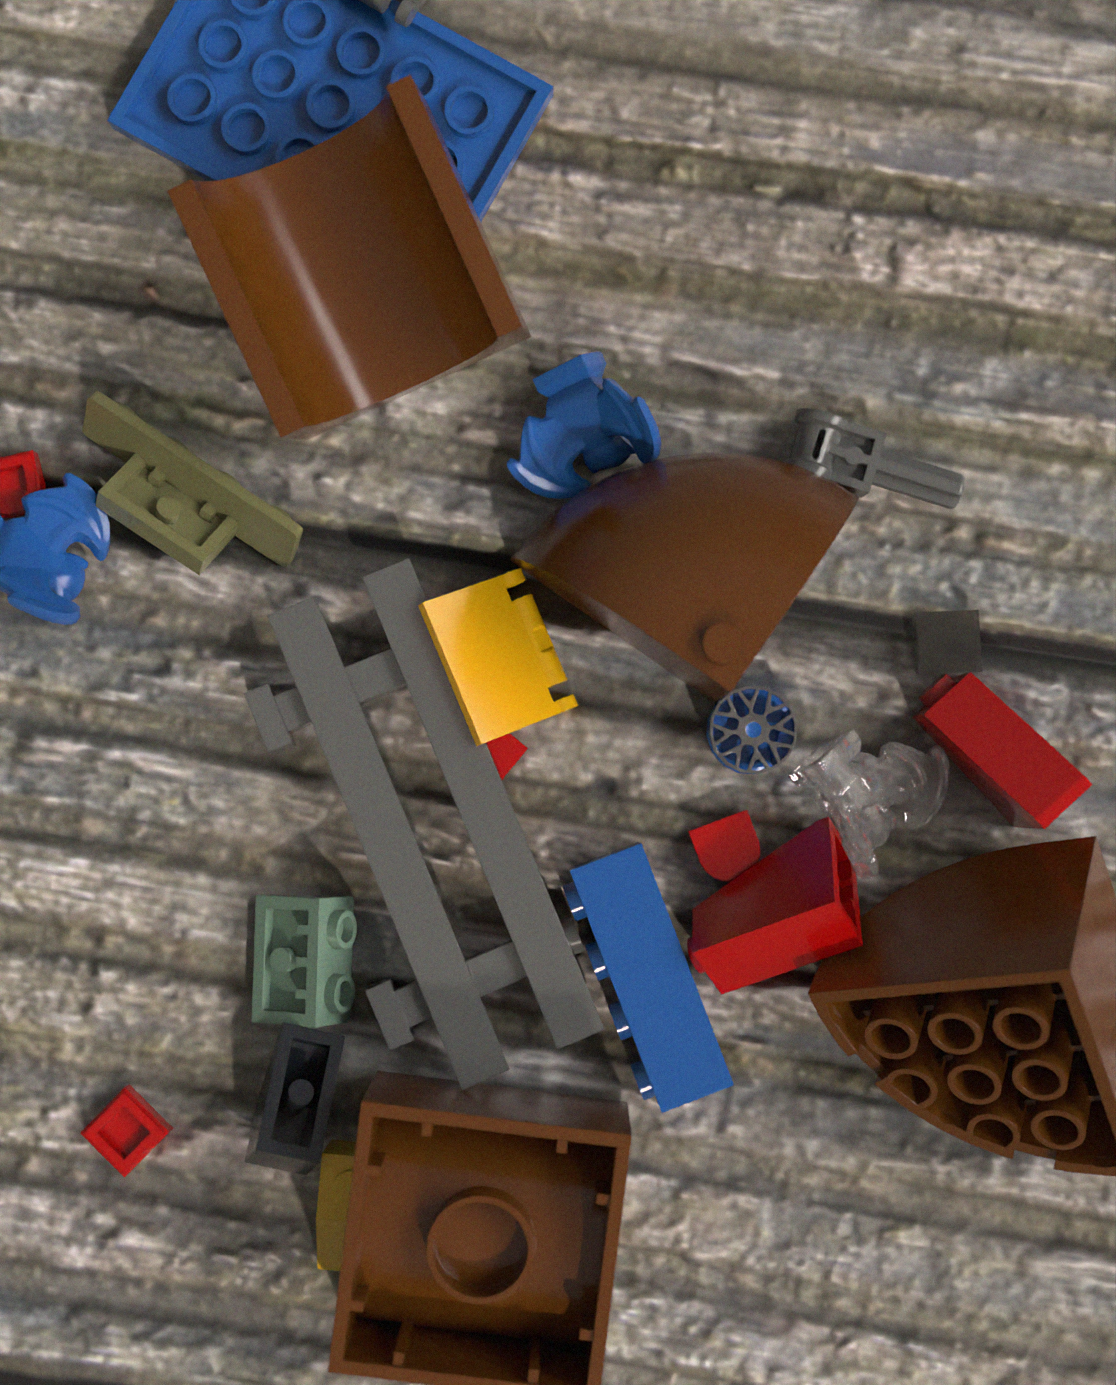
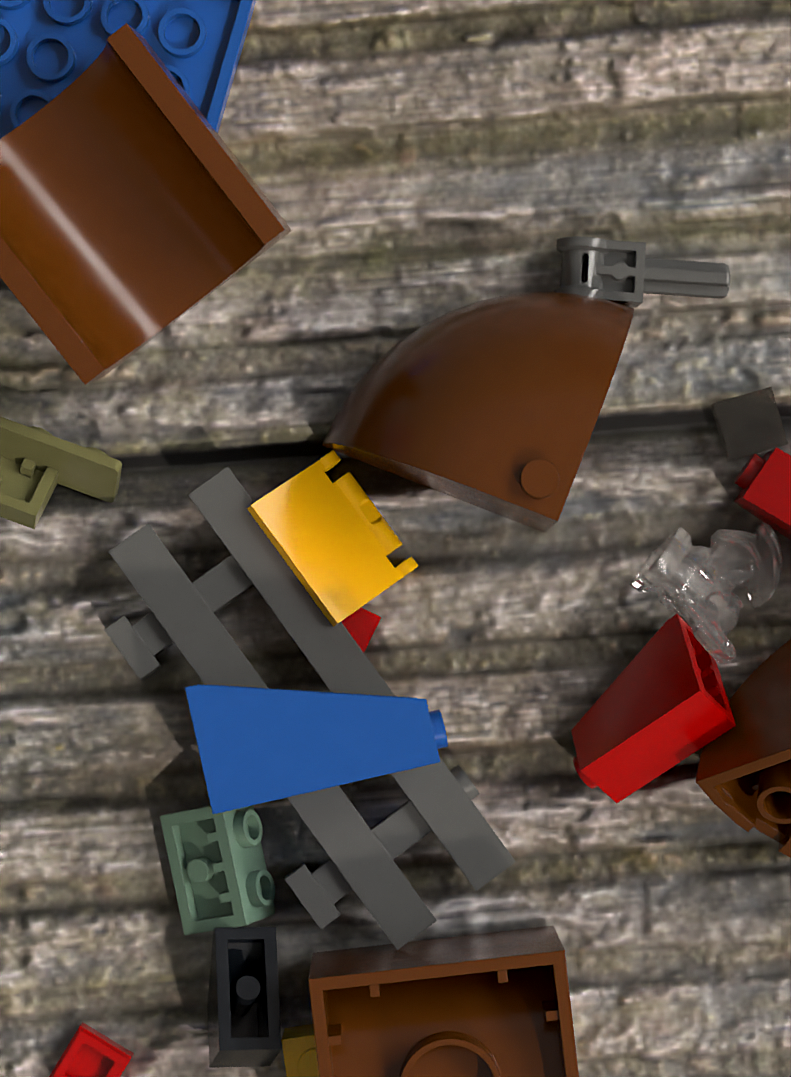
camera: 15 degrees left, 0 degrees up
(409, 855) = (295, 742): none -> blue slope
(584, 418) = (359, 295): blue animal -> none
(649, 976) = (546, 802): blue brick -> none
(726, 846) = (588, 664): red tile -> none
(751, 730) = (586, 550): wheel -> none

